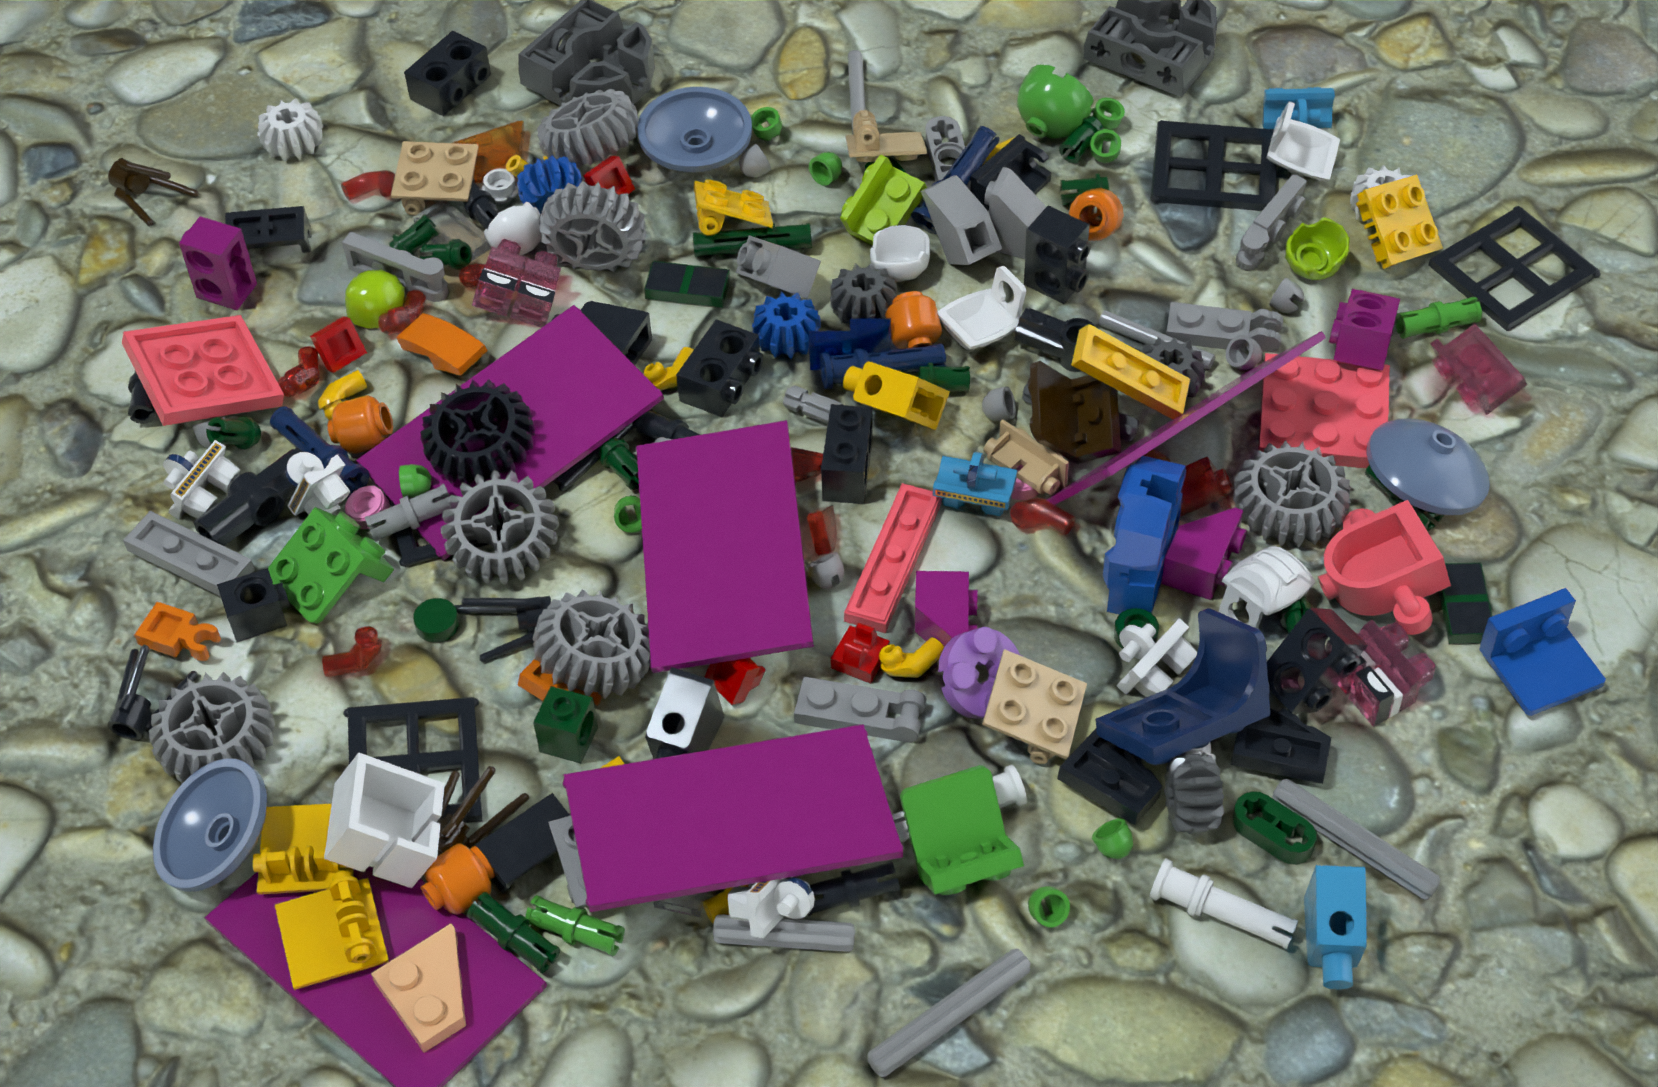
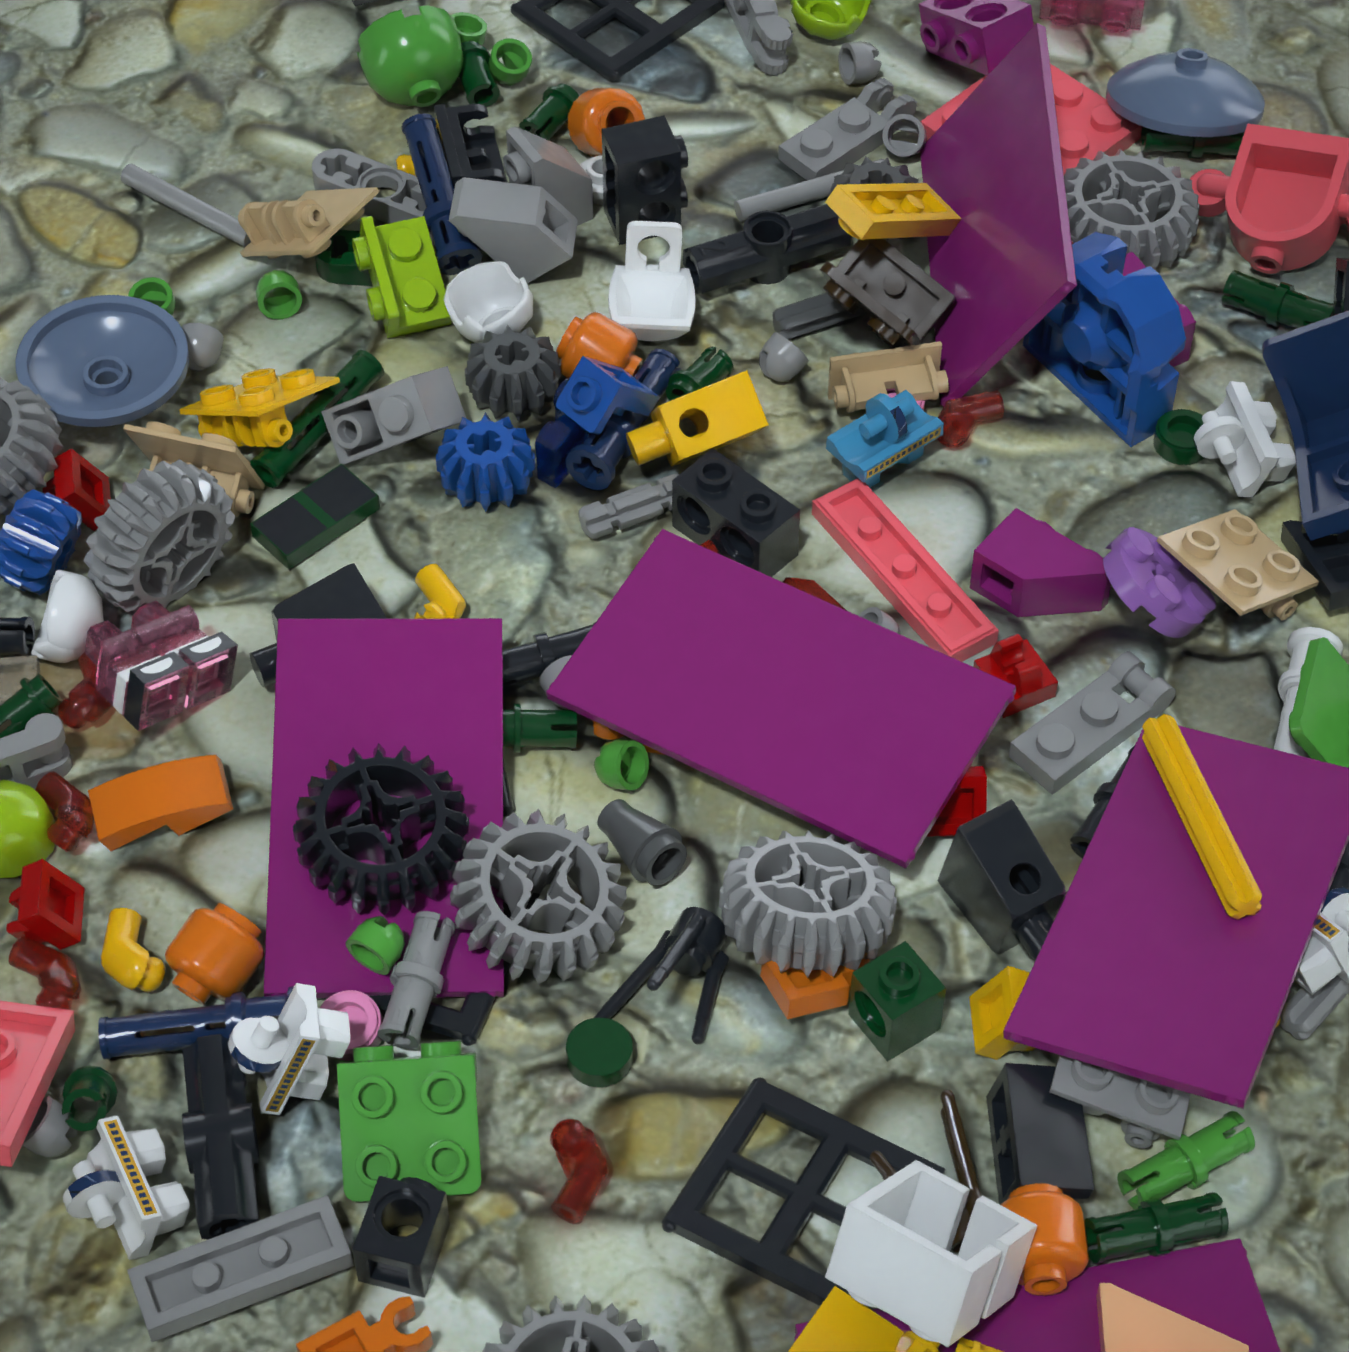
camera: 55 degrees left, 0 degrees up
(583, 555) = (645, 844): none -> dark grey cone
(662, 226) = (212, 453): none -> tan hinge
(719, 368) = (489, 555): black brick -> none
(791, 781) = (1202, 817): none -> yellow axle
(868, 334) = (600, 390): none -> blue bracket
(914, 664) = (1069, 640): yellow arm -> none
(1266, 582) = (1234, 289): white piece -> none

